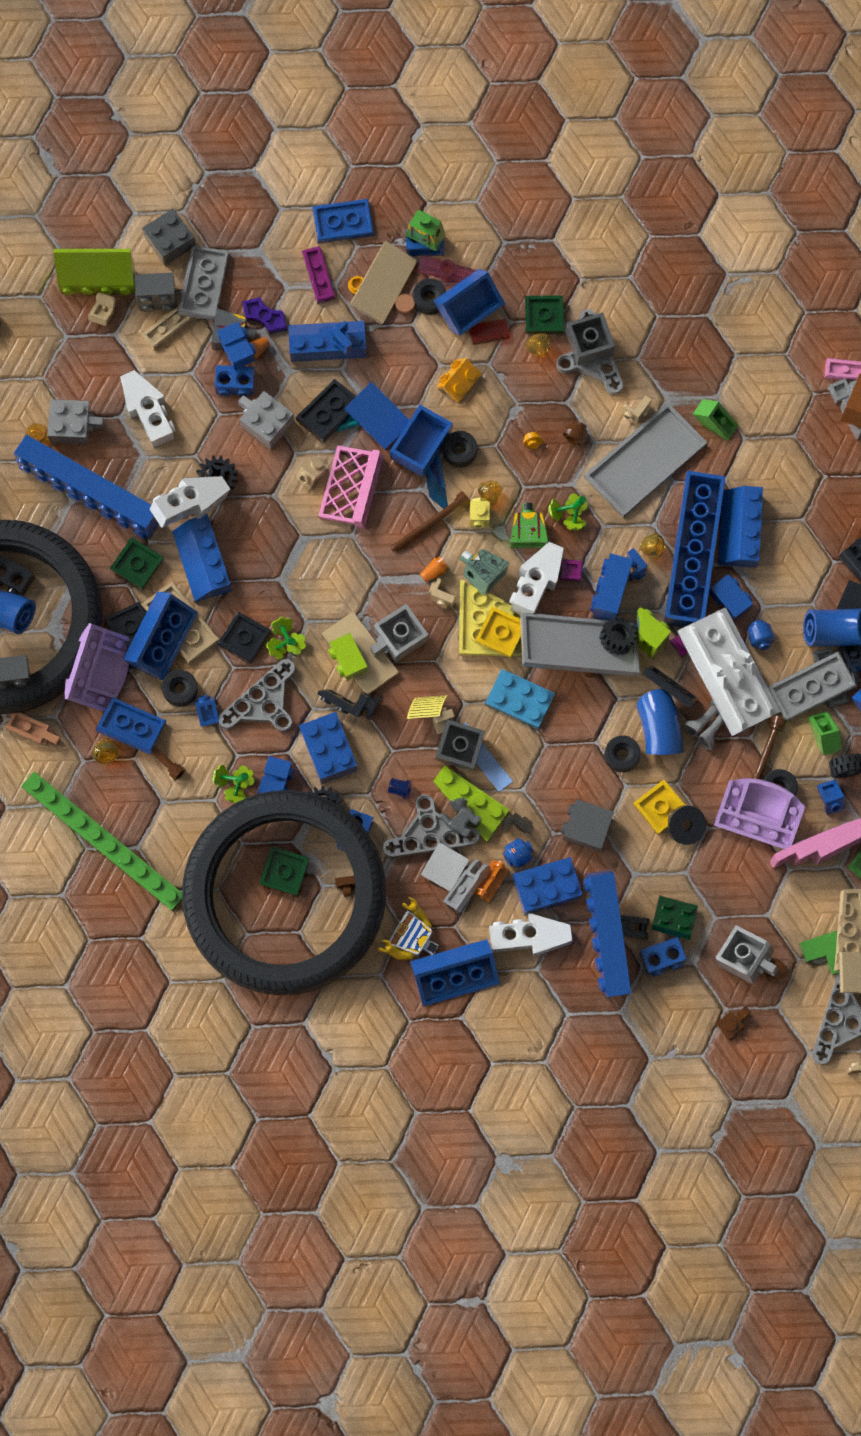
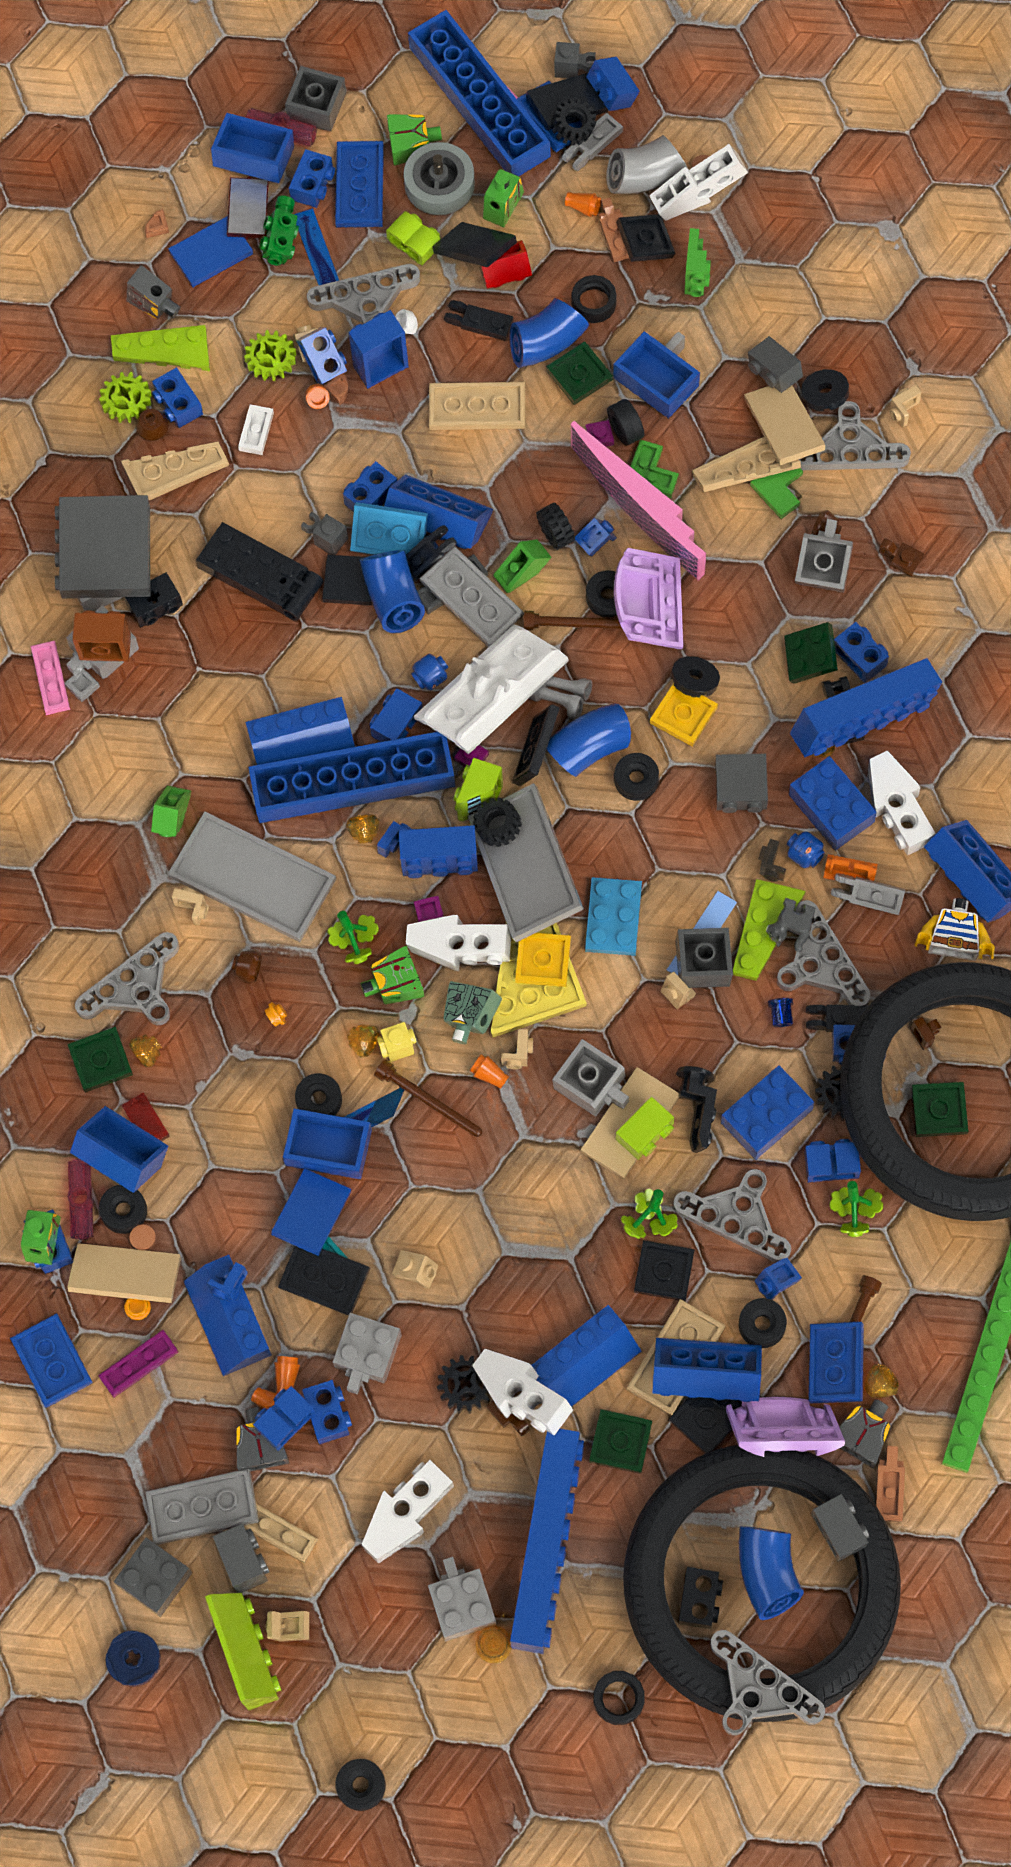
camera: 105 degrees left, 5 degrees down
(74, 726) = (865, 1432): none -> dark grey torso
(119, 200) = (147, 1665): none -> dark blue plate
(272, 319) = (217, 1423): dark purple tile -> none
(272, 364) = (286, 1372): none -> orange cone
(366, 491) = (415, 1190): bright pink fence -> none
(381, 827) = (834, 1016): none -> black hinge
(426, 707) = (670, 1012): light yellow sticker -> none
(444, 867) = (856, 928): white sticker -> none
(459, 379) = (224, 1133): light orange bracket -> none
(590, 339) = (120, 984): dark grey brick -> none

